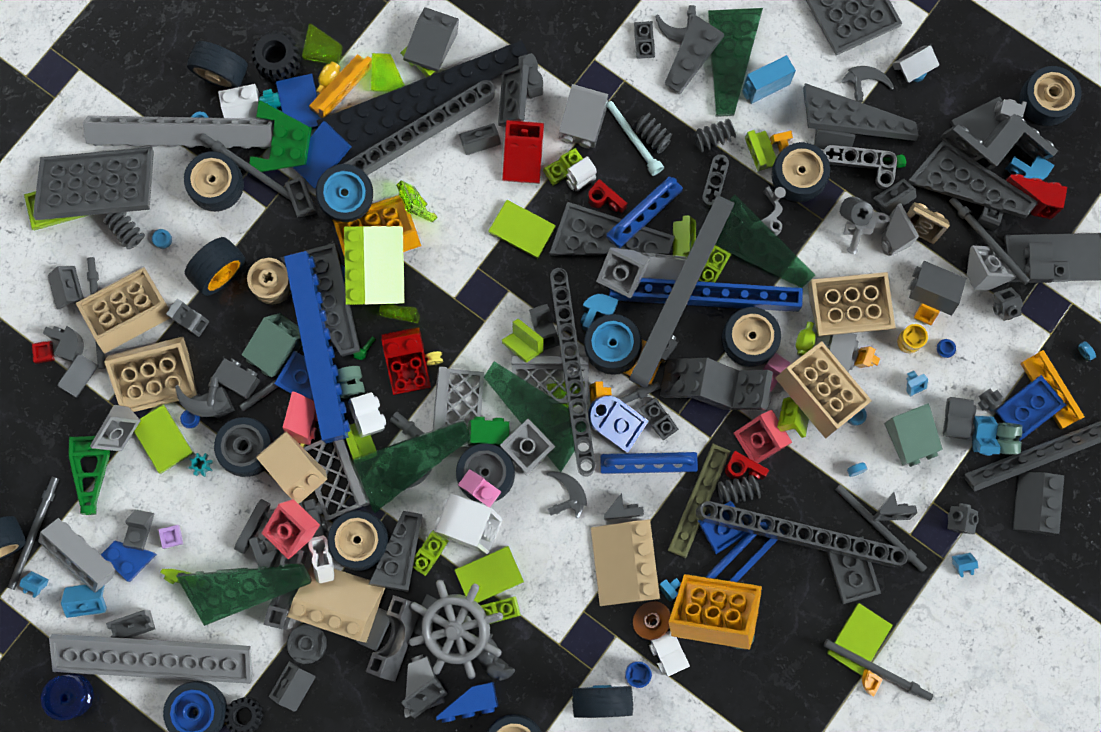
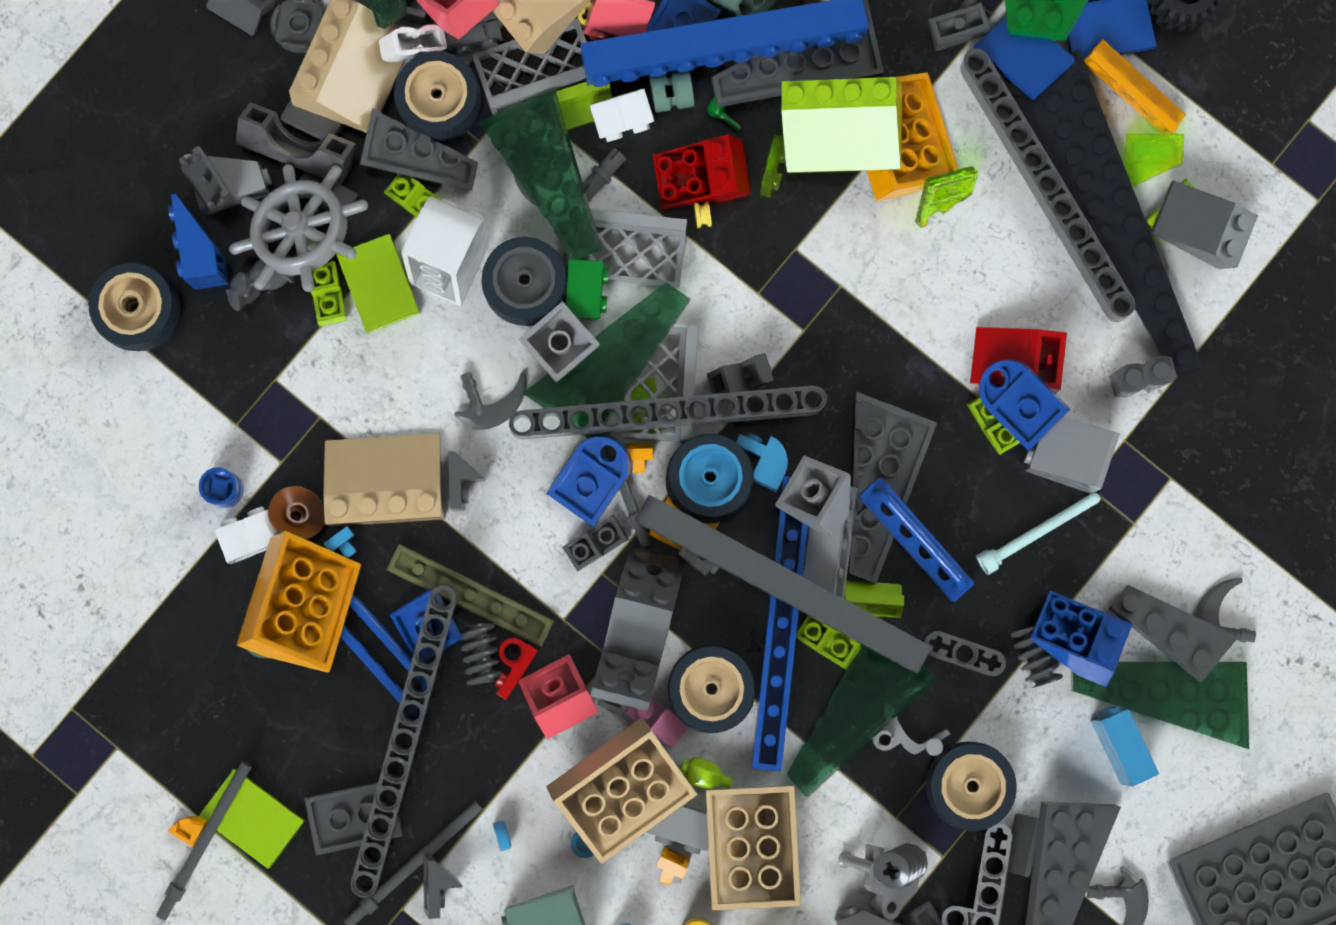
camera: 90 degrees right, 5 degrees up
(321, 47) = (1200, 61): clear neon green wing -> none
(327, 75) = (1151, 69): yellow plant -> none
(342, 207) = (961, 107): wheel -> none
(479, 488) = (498, 268): bright pink slope -> none
(480, 139) = (1044, 296): dark grey slope -> none
(513, 95) = (1109, 346): dark grey tile -> none
(522, 229) = (898, 353): lime tile -> none
(524, 341) = (718, 345): lime panel -> none
(554, 145) = (1023, 403): none -> blue tile
(581, 174) = (977, 443): white brick -> none
(602, 701) = (182, 431): black wheel -> none
(615, 202) = (933, 496): red plate -> none
(644, 39) = (1199, 557): dark grey slope -> none
(652, 133) = (1043, 559): dark grey piece -> none
(688, 459) = (527, 524): blue piece -> none
(702, 106) = (1081, 637): none -> blue slope
(760, 149) = (1013, 729): lime panel -> none
(781, 139) = (1027, 761): light orange tile -> none
(792, 418) = (580, 740): lime panel -> none

